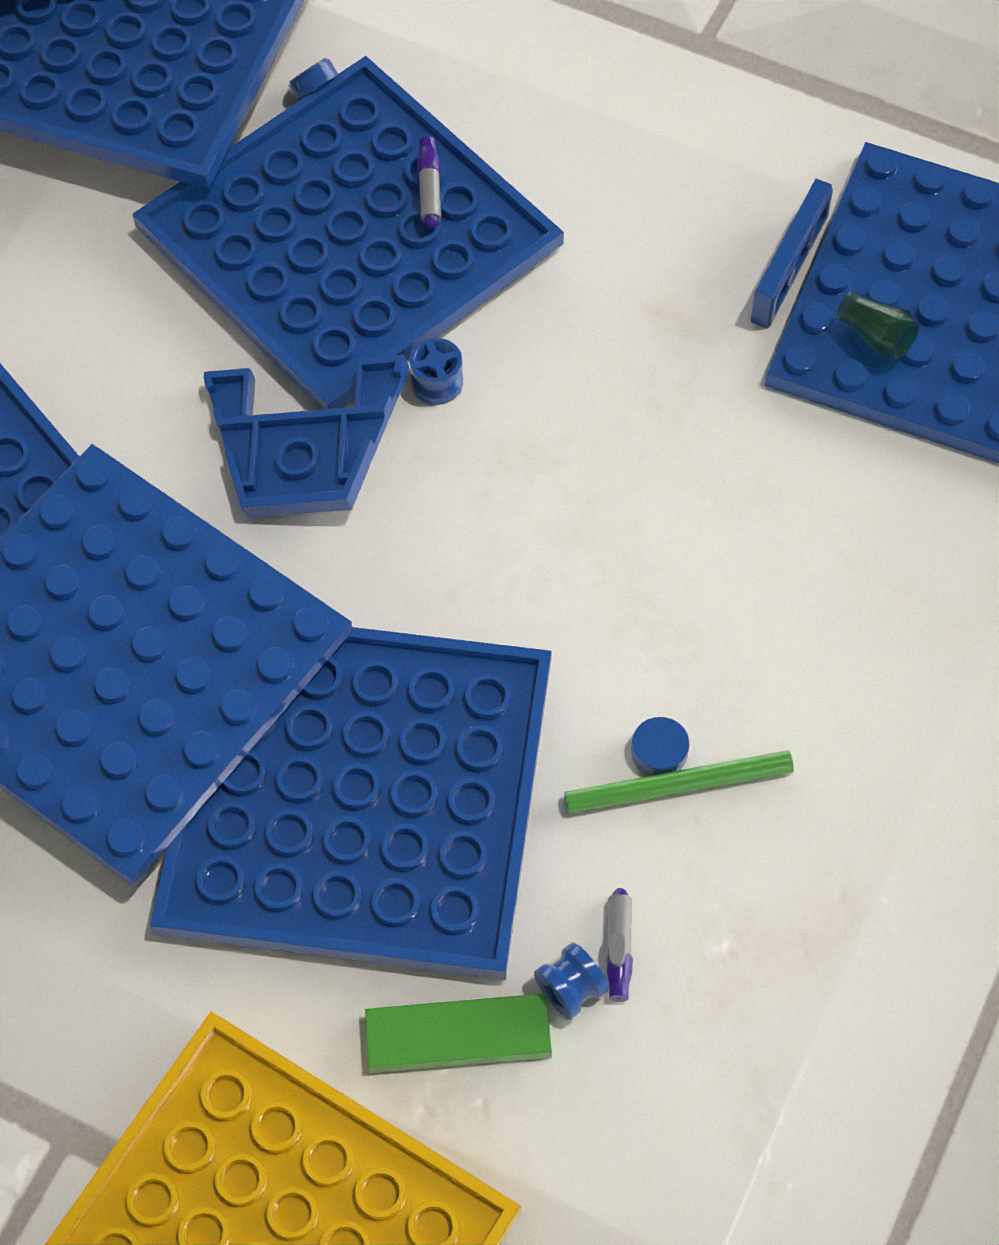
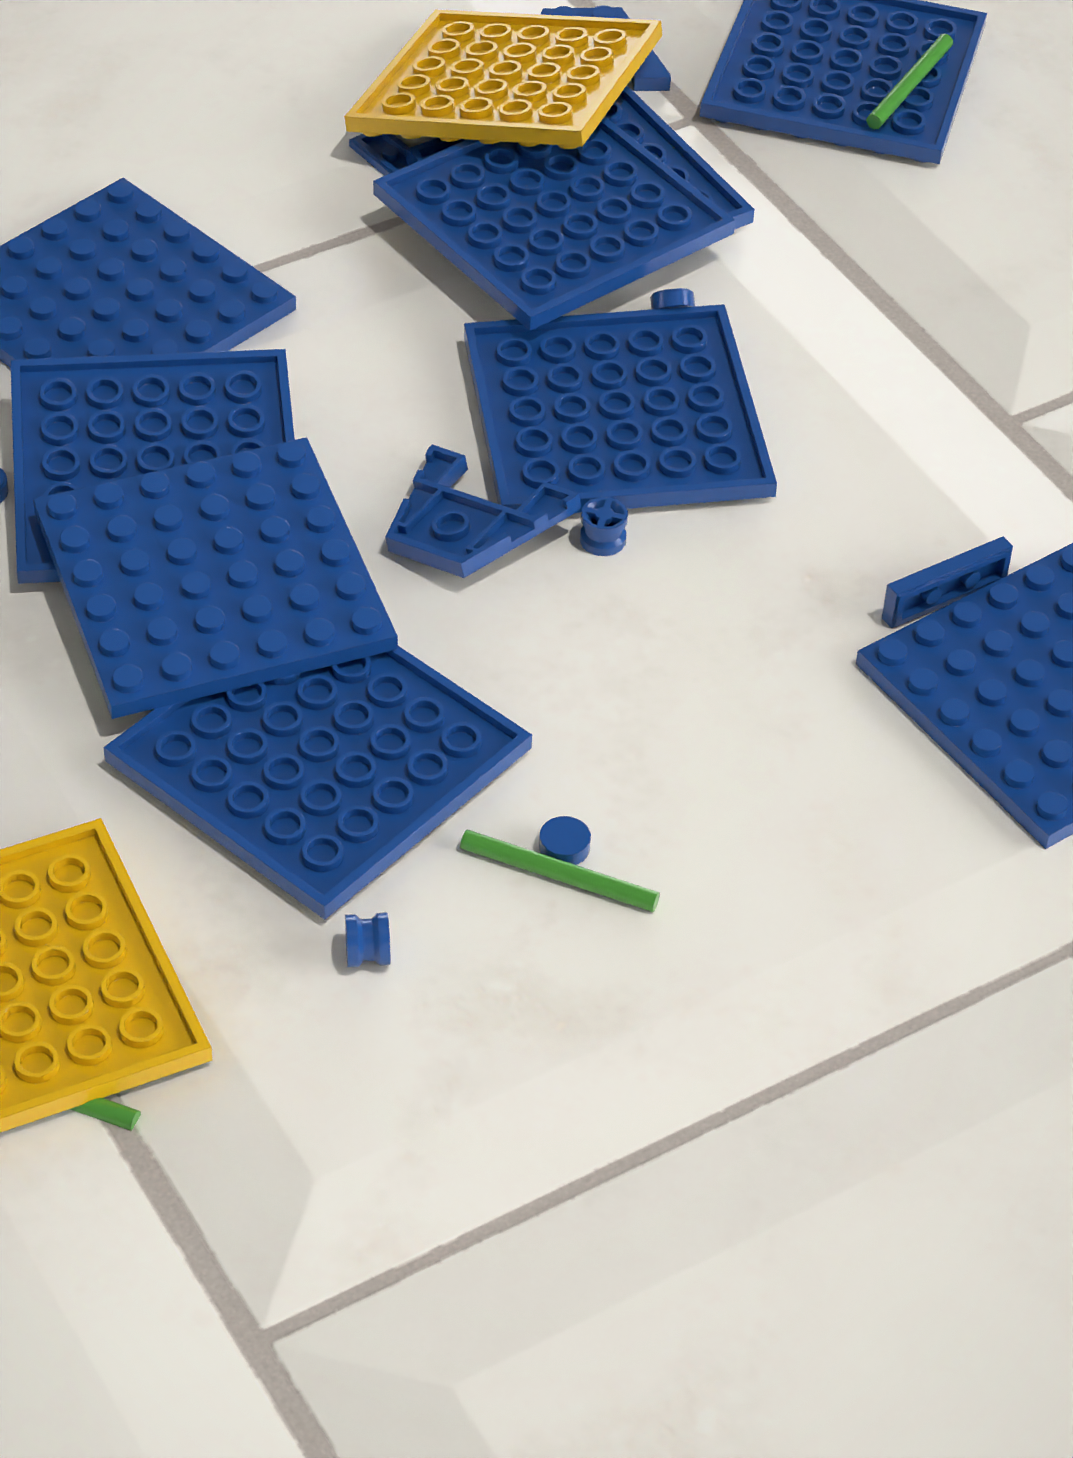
camera: 30 degrees right, 15 degrees down
(429, 184) = (697, 401): piece -> none
(458, 1033) = (262, 932): bright green tile -> none
(619, 958) = (423, 943): light grey piece -> none
(881, 325) = (969, 655): cone -> none

